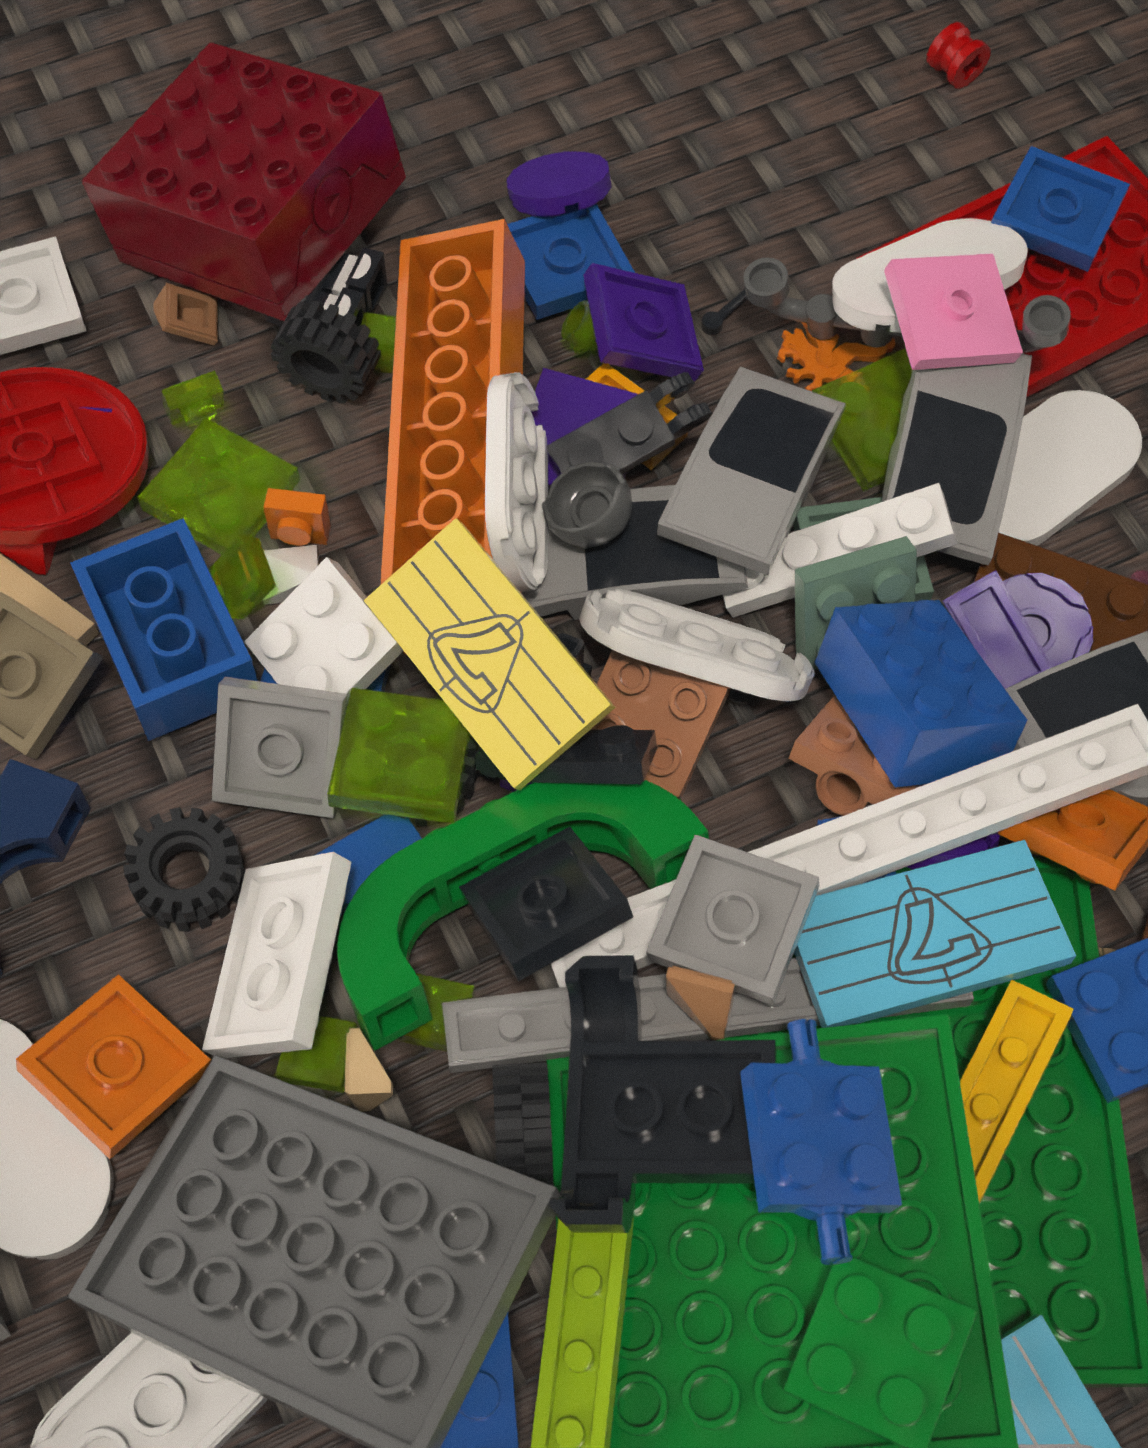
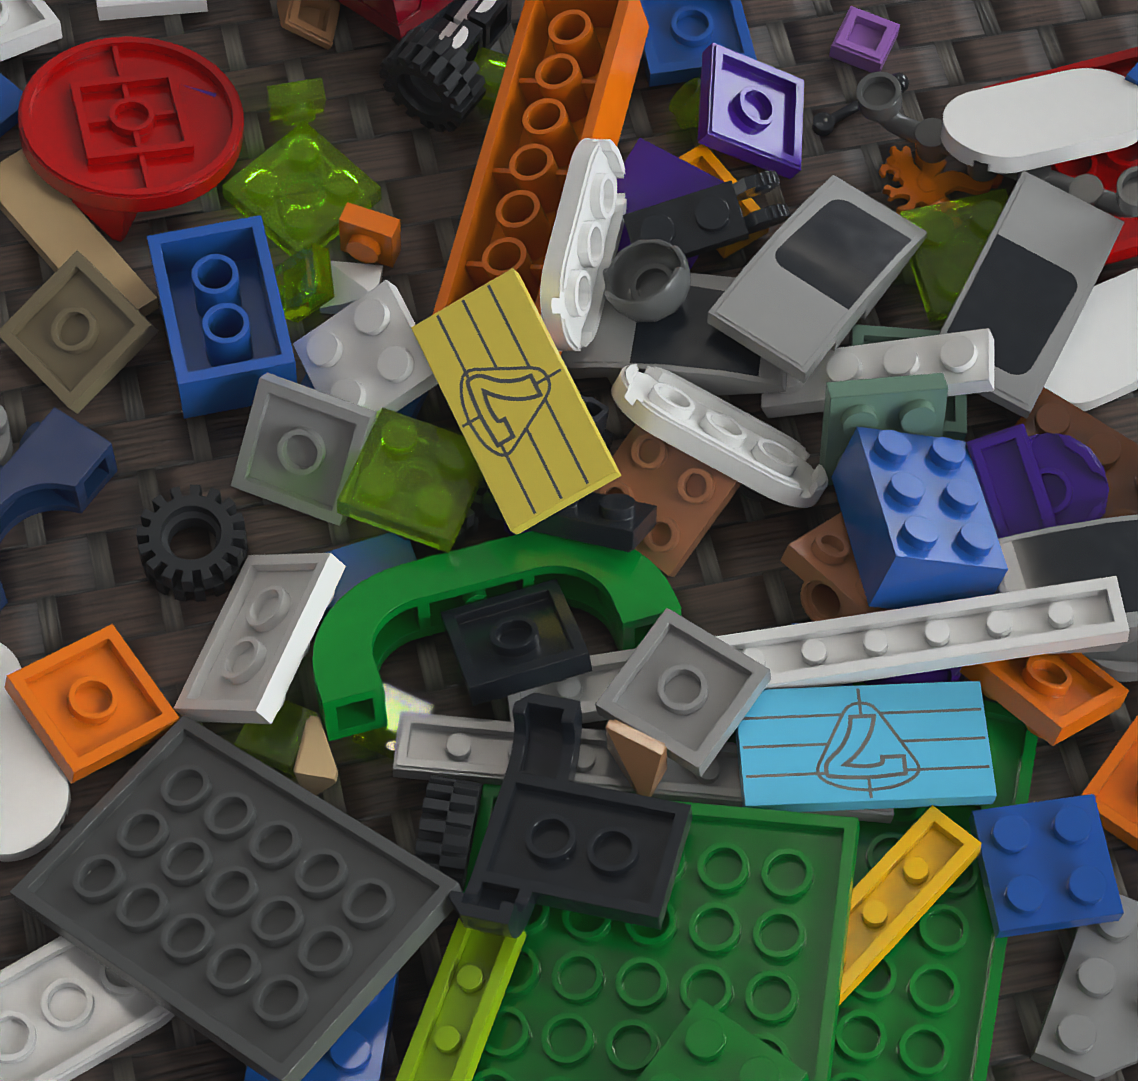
camera: 10 degrees right, 0 degrees up
(730, 237) = (864, 40): none -> medium lavender tile
(819, 1140) = (706, 897): blue plate -> none
(952, 311) = (1051, 162): bright pink plate -> none

